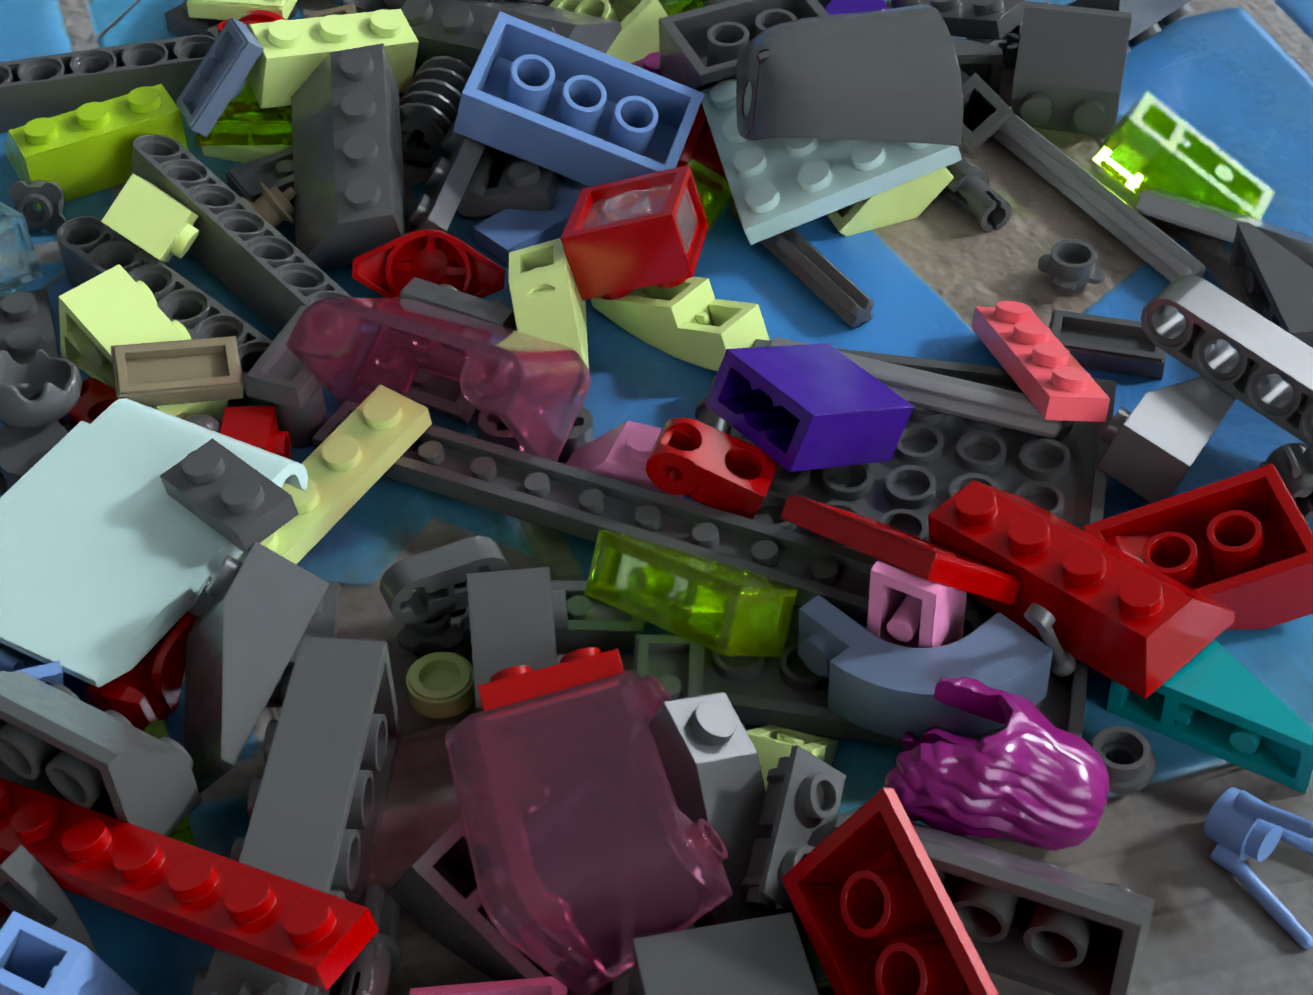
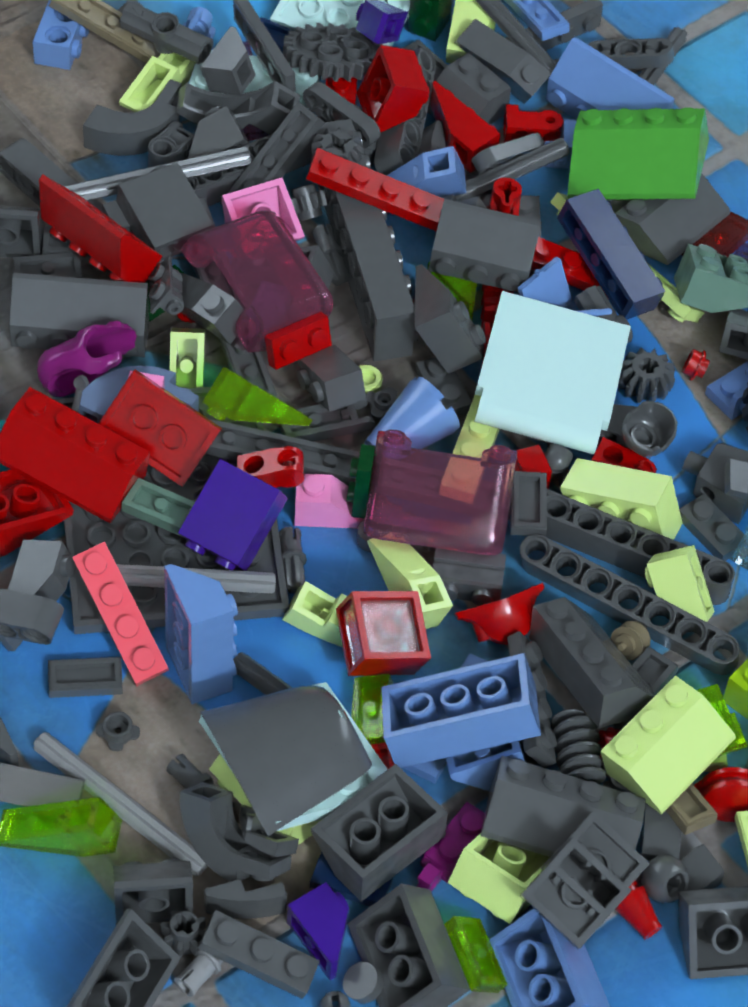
camera: 155 degrees right, 10 degrees up
(178, 371) = (585, 471): dark tan tile -> none
(219, 77) = (708, 681): sand blue plate -> none
(229, 495) = (495, 374): dark grey plate -> none
(393, 524) = (418, 415): none -> medium blue cone
(438, 579) = (378, 396): dark grey beam -> none
(560, 409) = (361, 471): none -> dark green plate
(909, 477) = (157, 505): none -> sand green plate
(928, 229) = (200, 632): none -> medium blue slope

